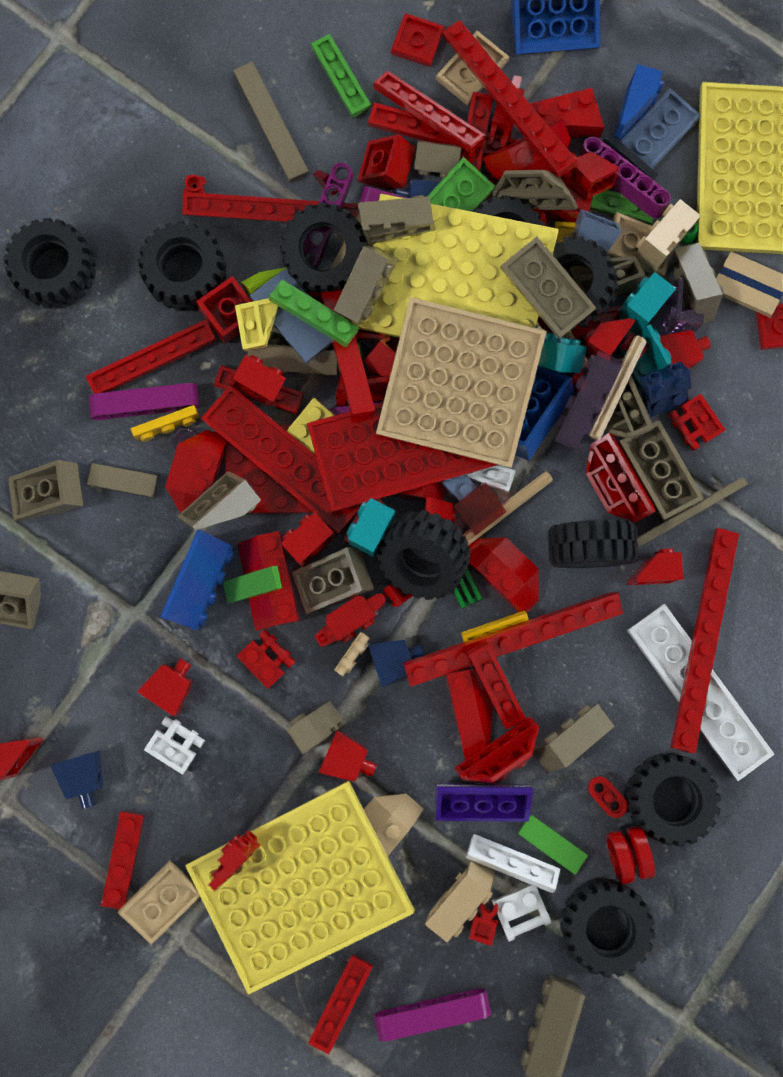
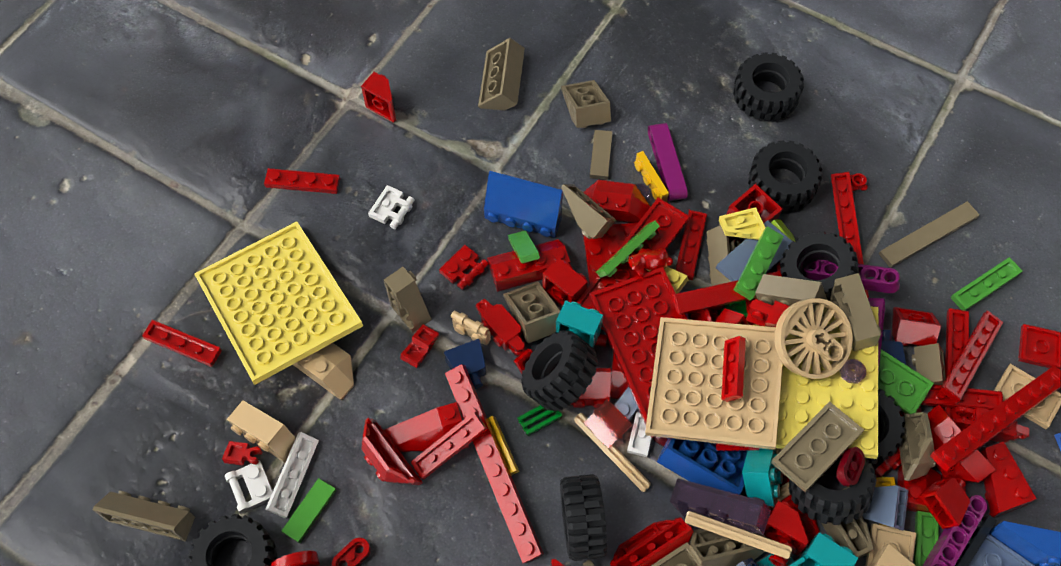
camera: 90 degrees right, 20 degrees down
(80, 777) = (365, 145): dark blue torso -> none
(151, 358) = (704, 163): red plate -> none
(160, 902) = (269, 207): tan tile -> none
(168, 687) = (436, 198): red torso -> none
(234, 856) = (300, 244): red plate -> none
(257, 380) = (694, 232): red brick -> none
(275, 463) = (622, 255): none -> bright green plate
(293, 437) = (649, 260): none -> red animal
(346, 759) = (383, 332): red torso -> none
(364, 715) = (420, 346): none -> red slope
(389, 312) = (765, 314): none -> red brick
(430, 266) = (814, 338): none -> tan piece
(432, 1014) = (167, 416): magenta beam -> none
(456, 360) = (733, 369): none -> red plate
(464, 241) = (853, 376): none -> plate
(483, 802) = (346, 441): dark purple slope -> none
(506, 571) = (552, 453): red wedge -> none
(572, 258) = (850, 466): none -> dark red plate
(573, 738) = (405, 520): dark tan wedge -> none

